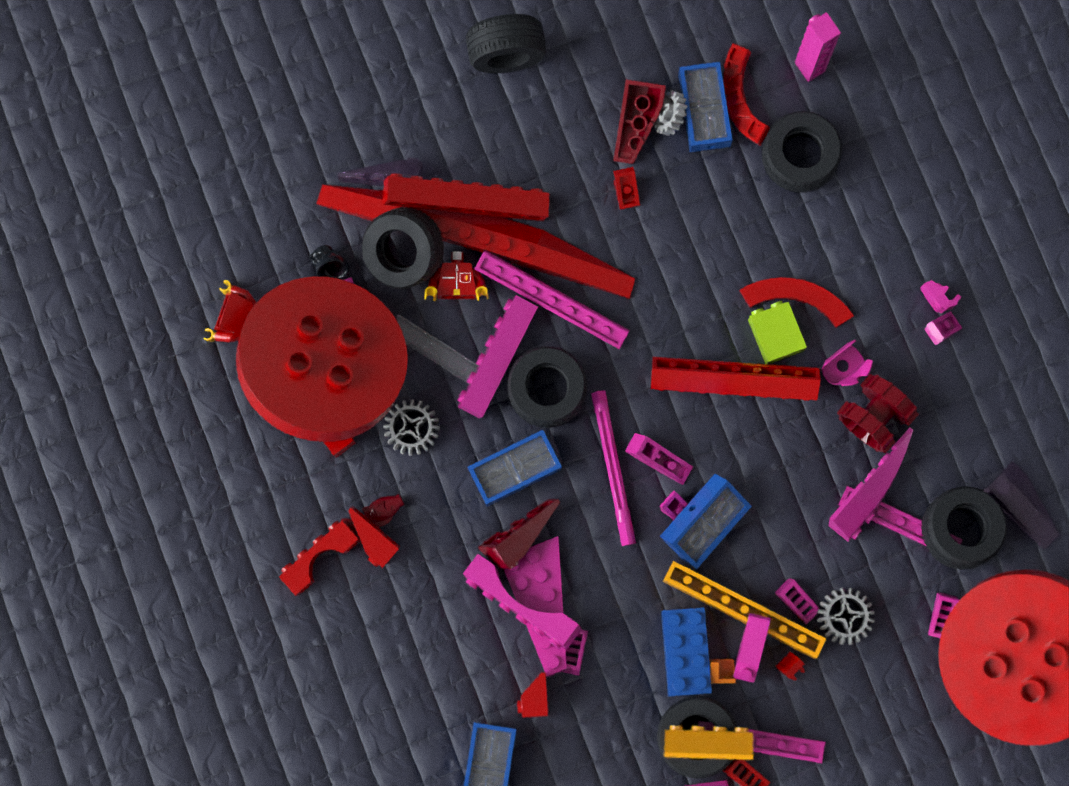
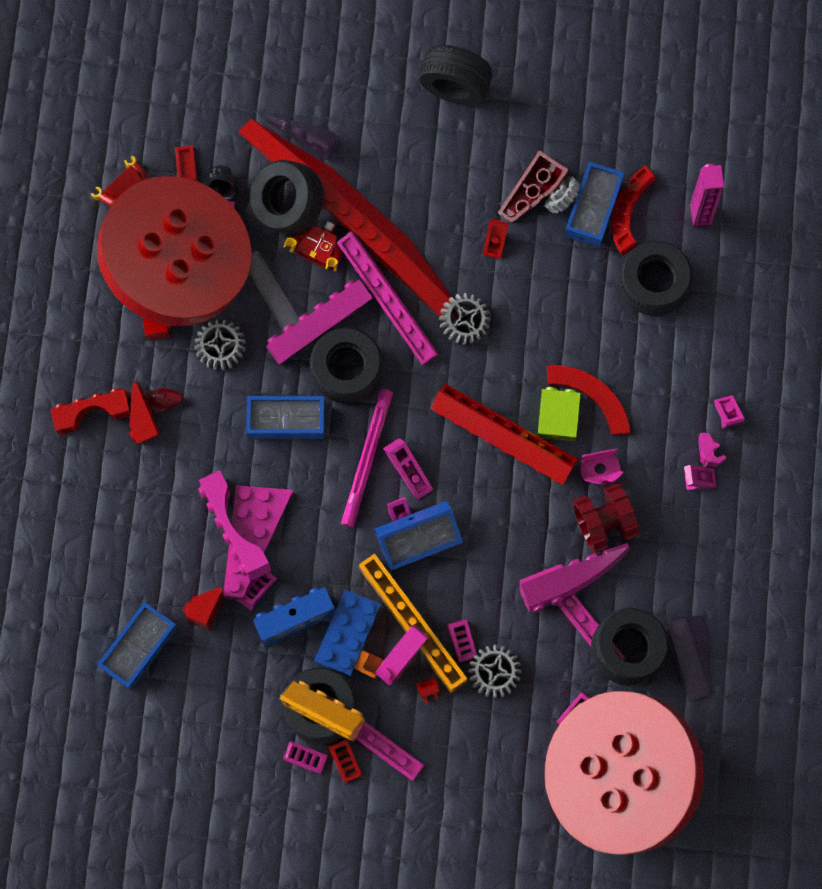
camera: 25 degrees right, 5 degrees down
(282, 262) = (186, 162): none -> red tile
(465, 198) = (358, 181): red brick -> none
(510, 546) = (250, 477): dark red wedge -> none
(636, 650) = (281, 622): none -> blue brick
(646, 268) = (469, 324): none -> light grey gear
(938, 248) = (728, 411): none -> dark pink slope

